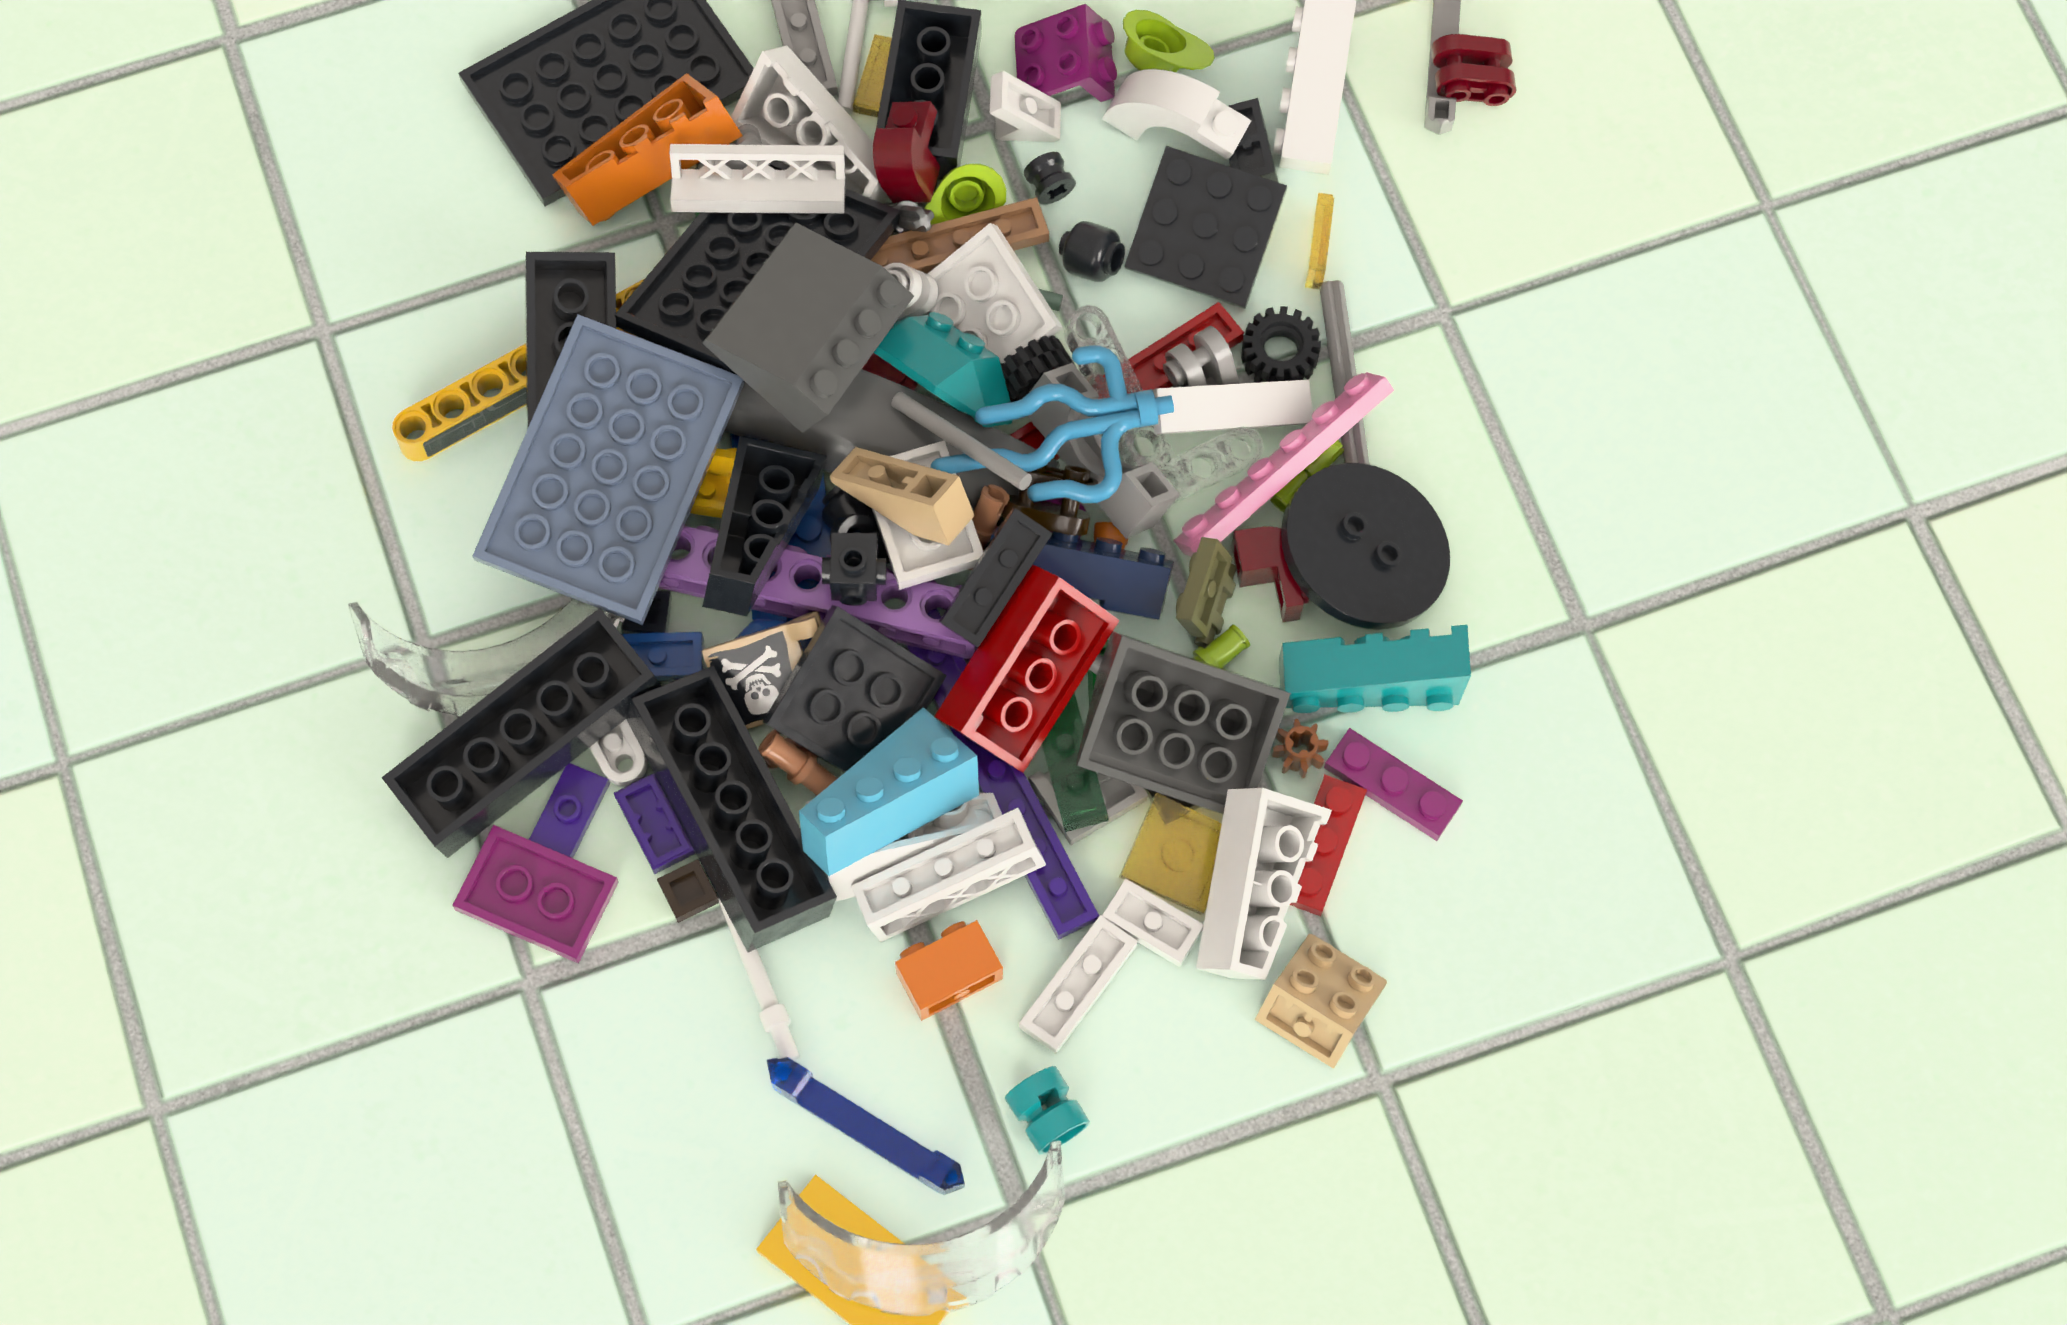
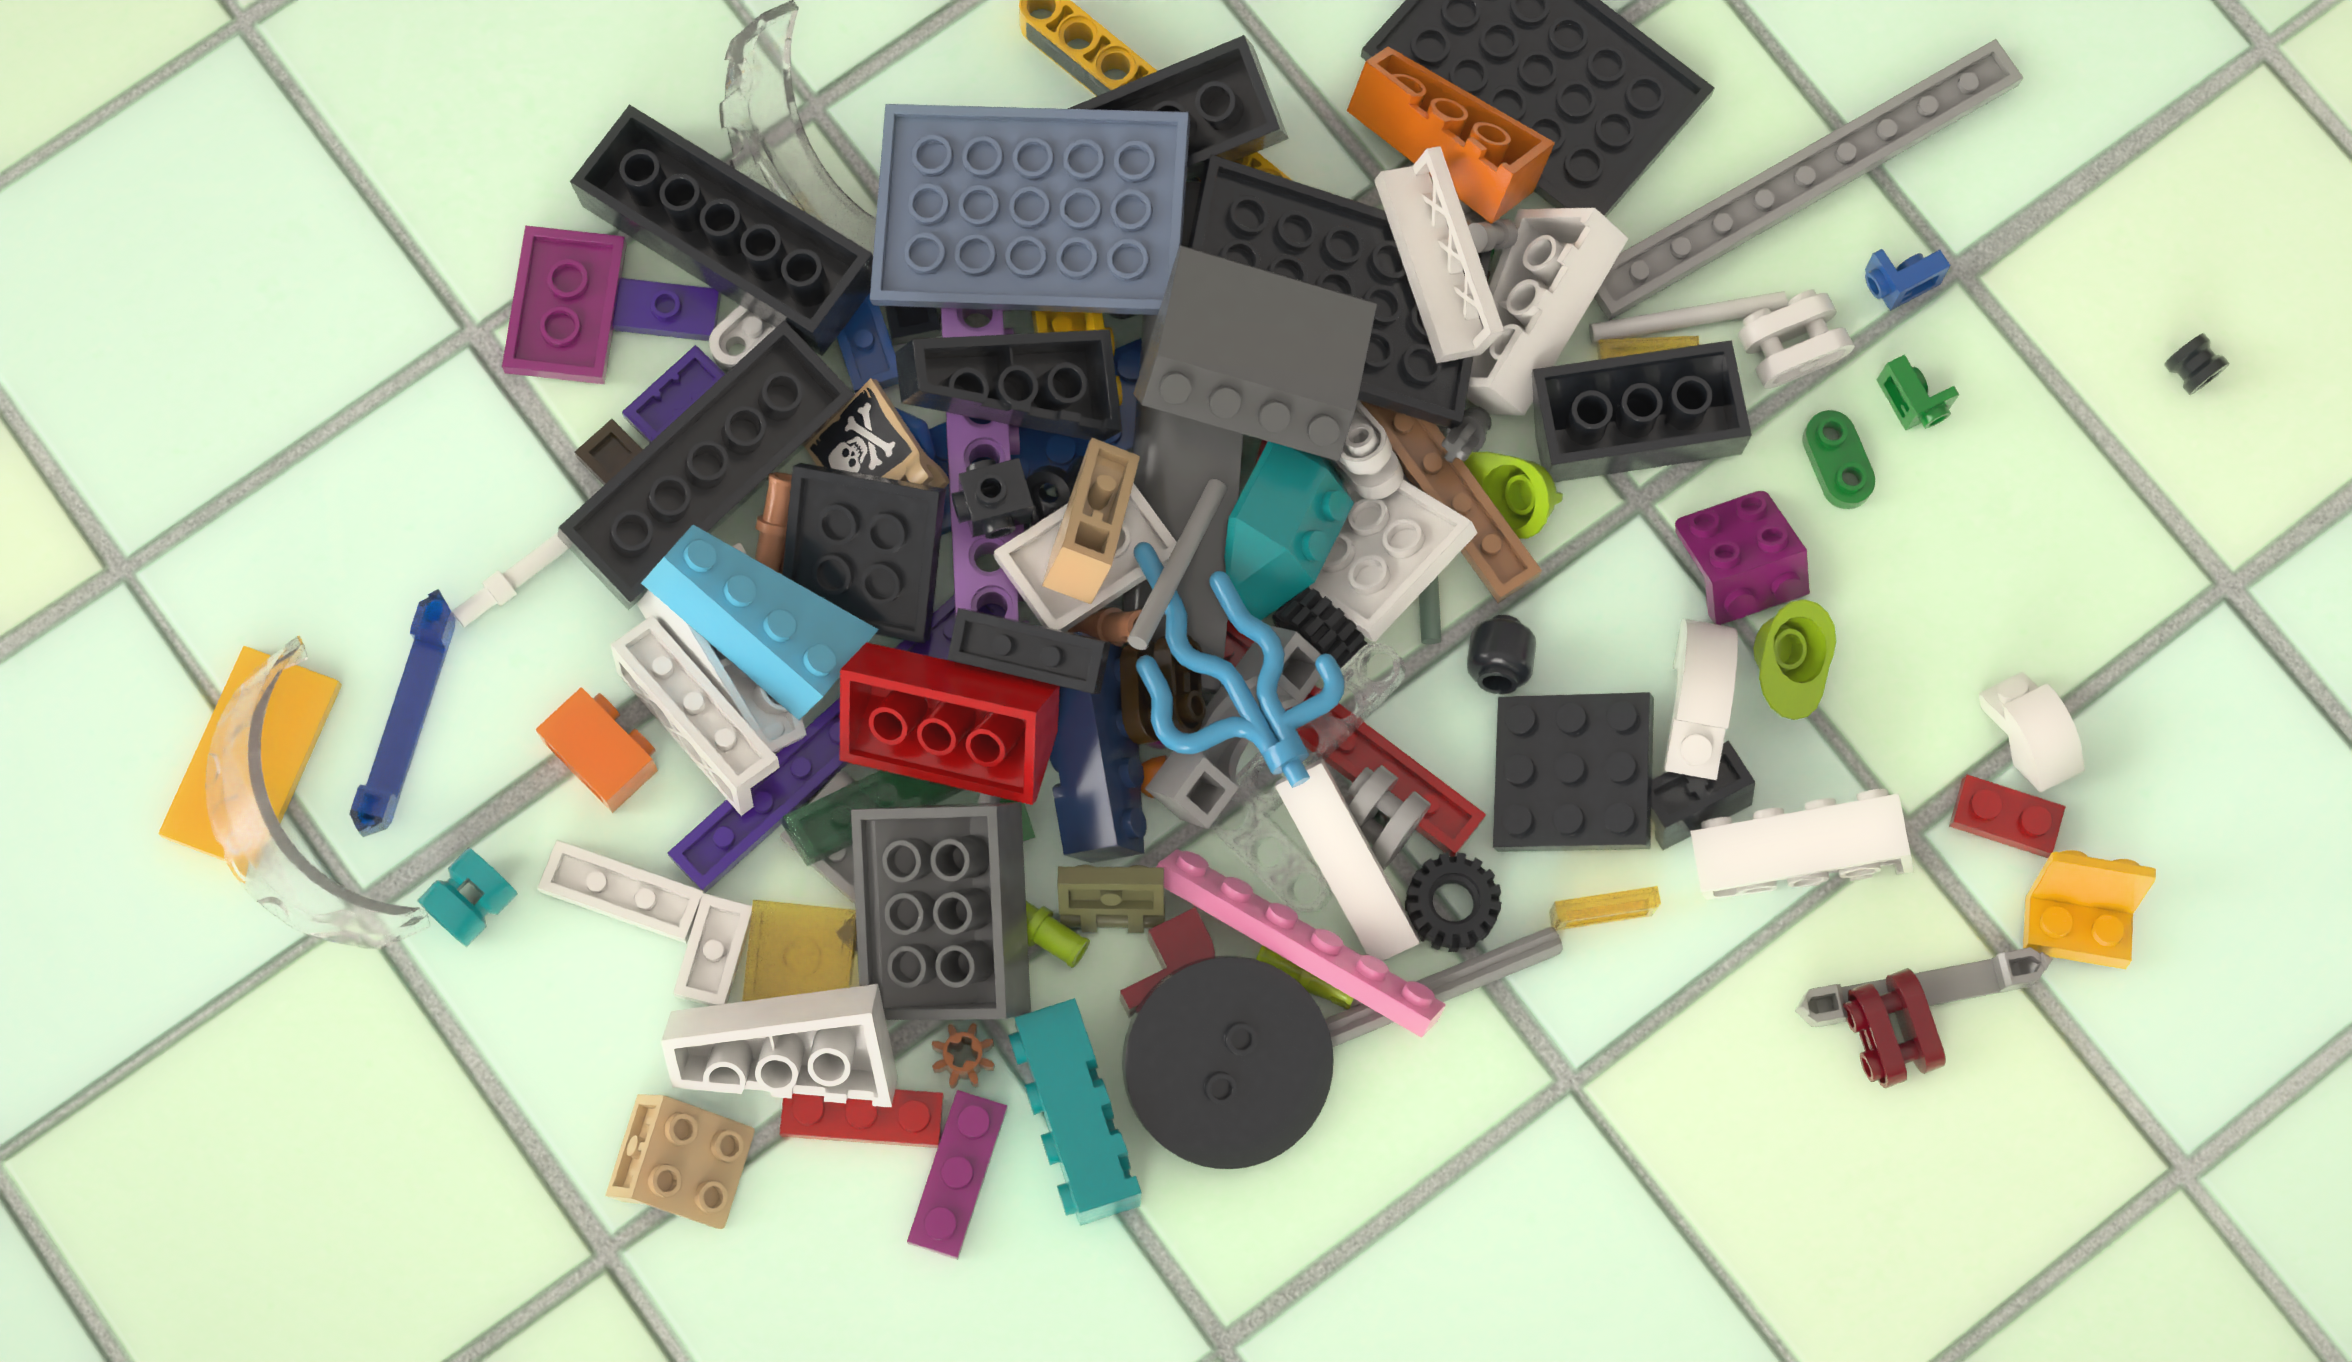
camera: 70 degrees right, 5 degrees up
(902, 154) = (1528, 399): dark red brick -> none
(1023, 111) = (1654, 526): white slope -> none
(1049, 177) = (1580, 581): black wheel -> none

